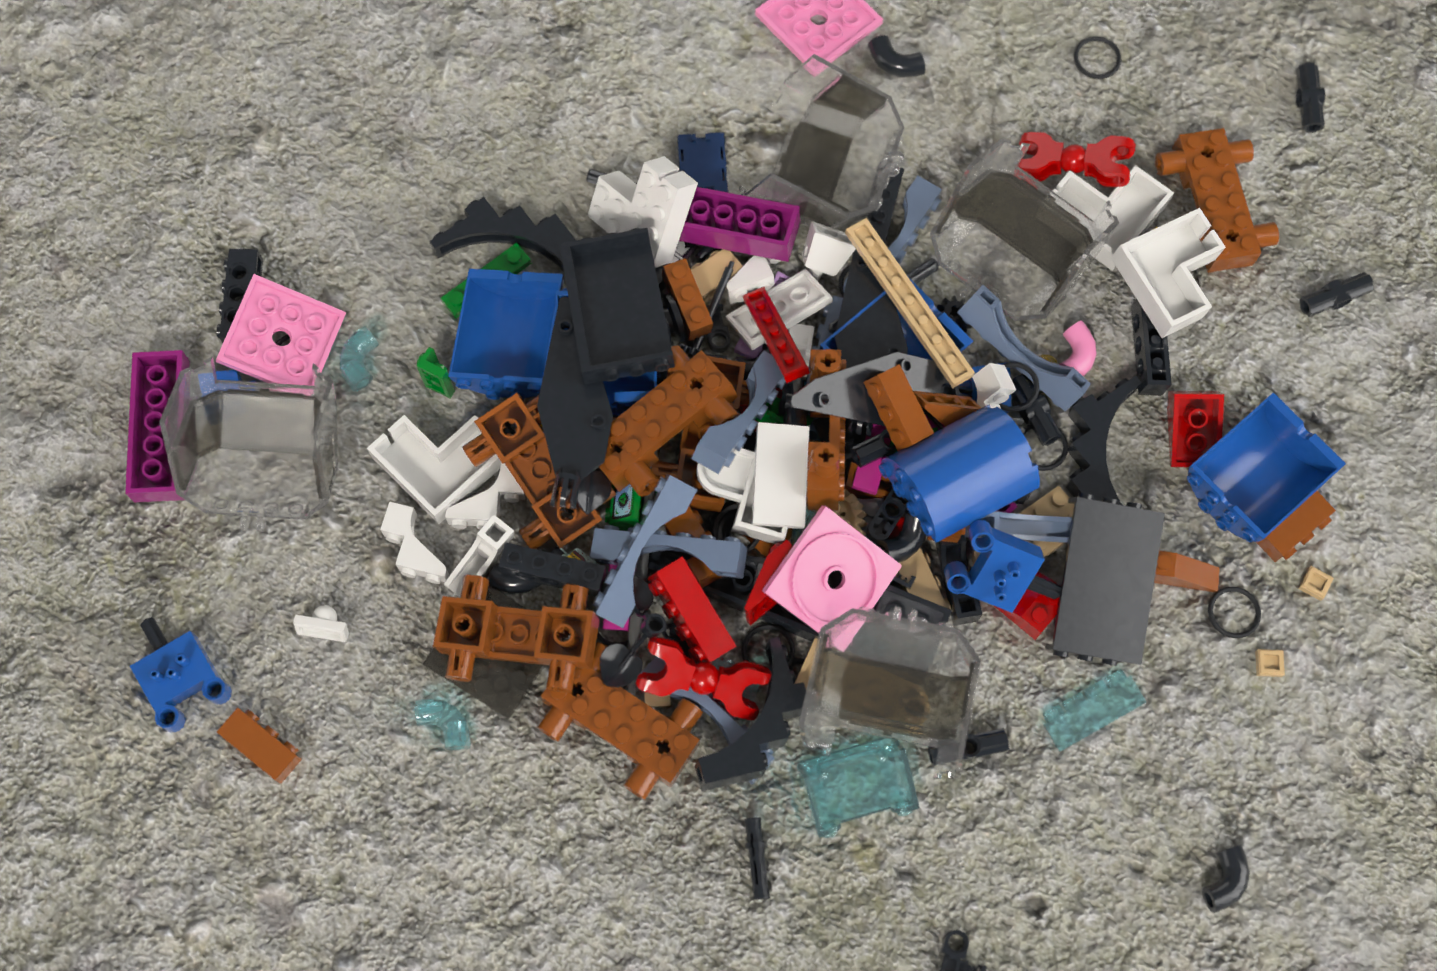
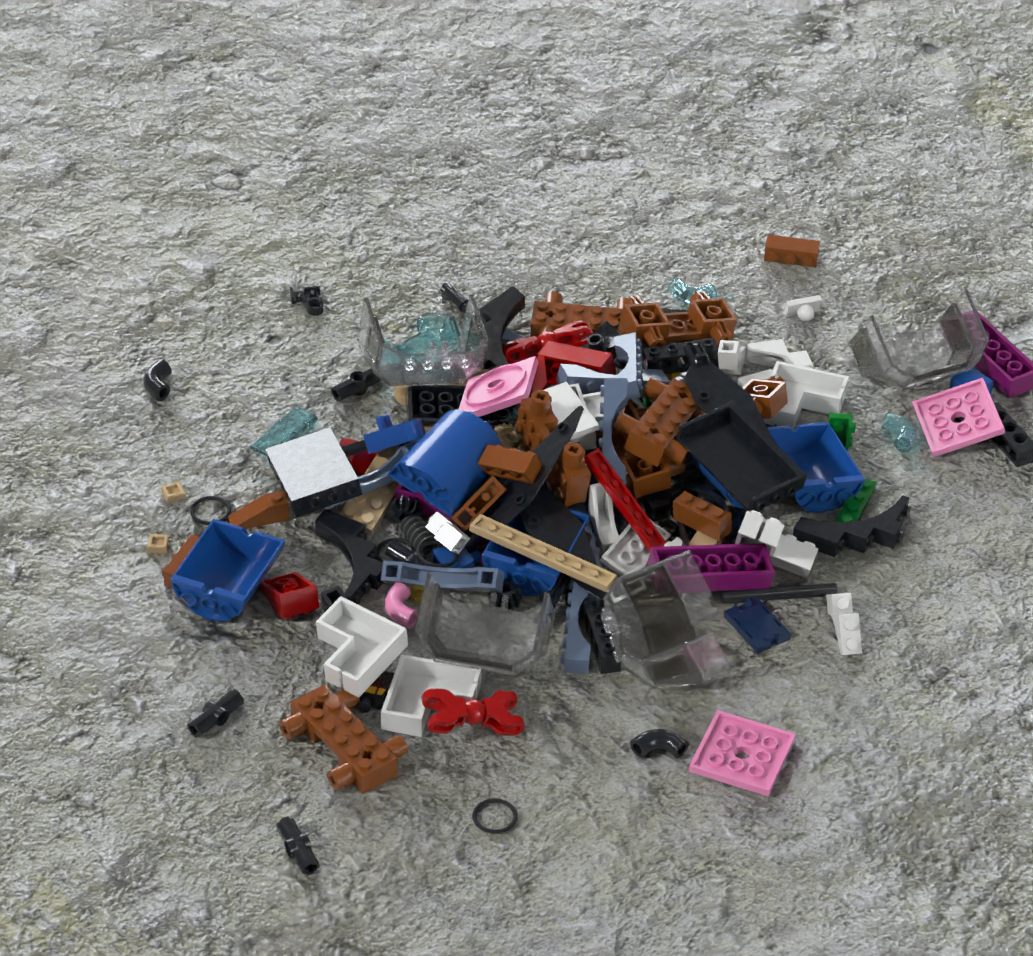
camera: 155 degrees right, 30 degrees down
(175, 674) = (867, 261): blue piece -> none
(616, 112) = (845, 622): none -> white arch

